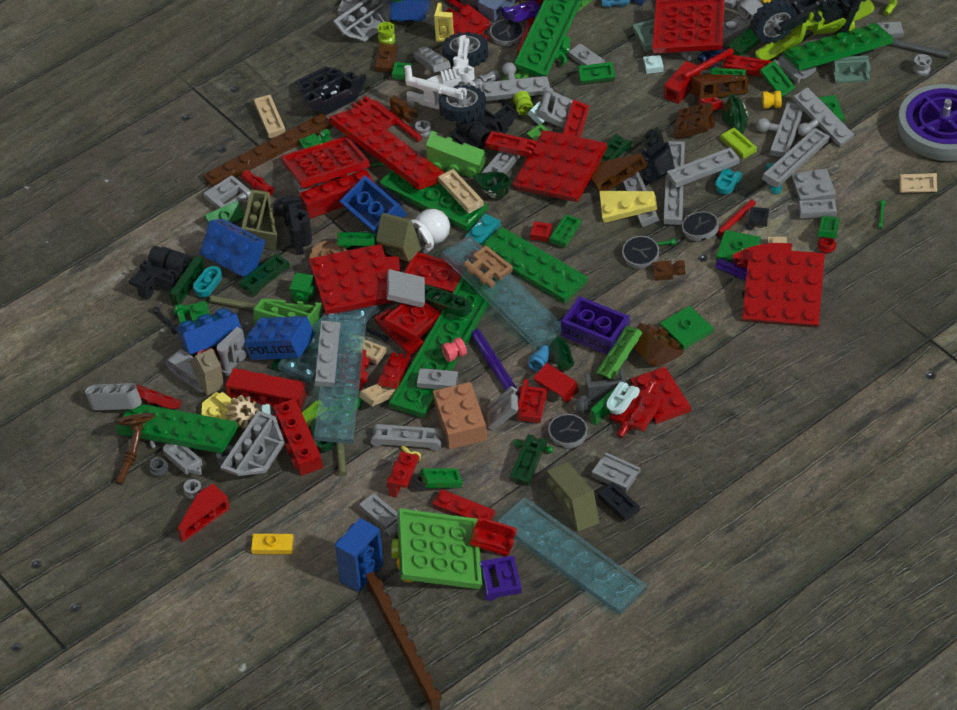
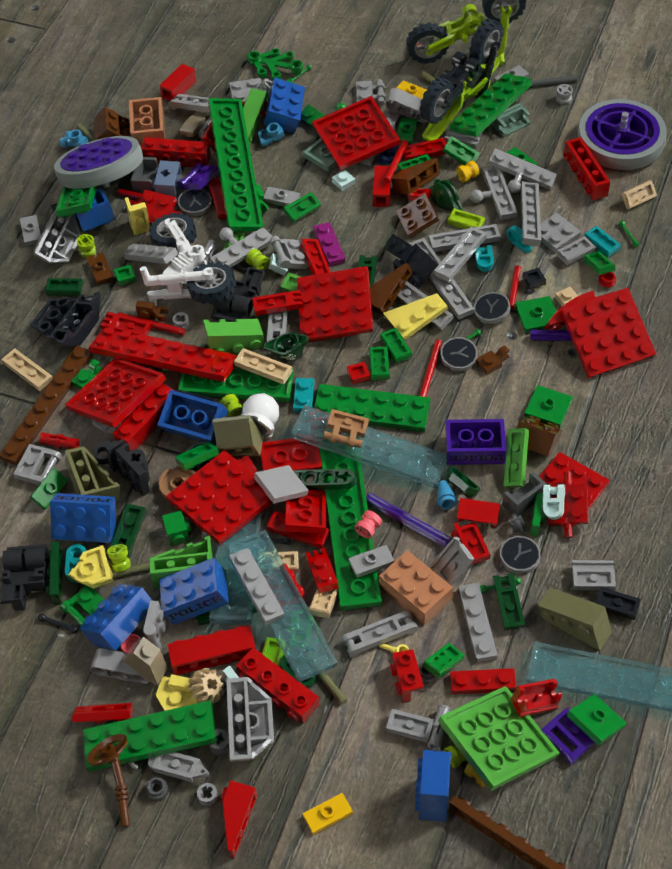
camera: 30 degrees left, 5 degrees up
(113, 396) = (62, 734): light grey beam -> none
(217, 289) = (93, 568): none -> light yellow plate
(241, 290) = (119, 559): none -> lime wheel
(345, 60) = (64, 287): none -> dark green plate
(413, 209) = (232, 404): none -> lime wheel
(492, 465) = (477, 622): none -> light grey plate
(530, 574) = (596, 719): none -> green plate
(590, 222) = (396, 345): none -> green plate
(598, 115) = (329, 244): none -> magenta plate
(606, 255) = (430, 369): none -> red bar
(748, 161) = (448, 240): none -> light grey plate
(848, 210) = (602, 241): none -> teal plate
(883, 141) = (586, 168): none -> red brick

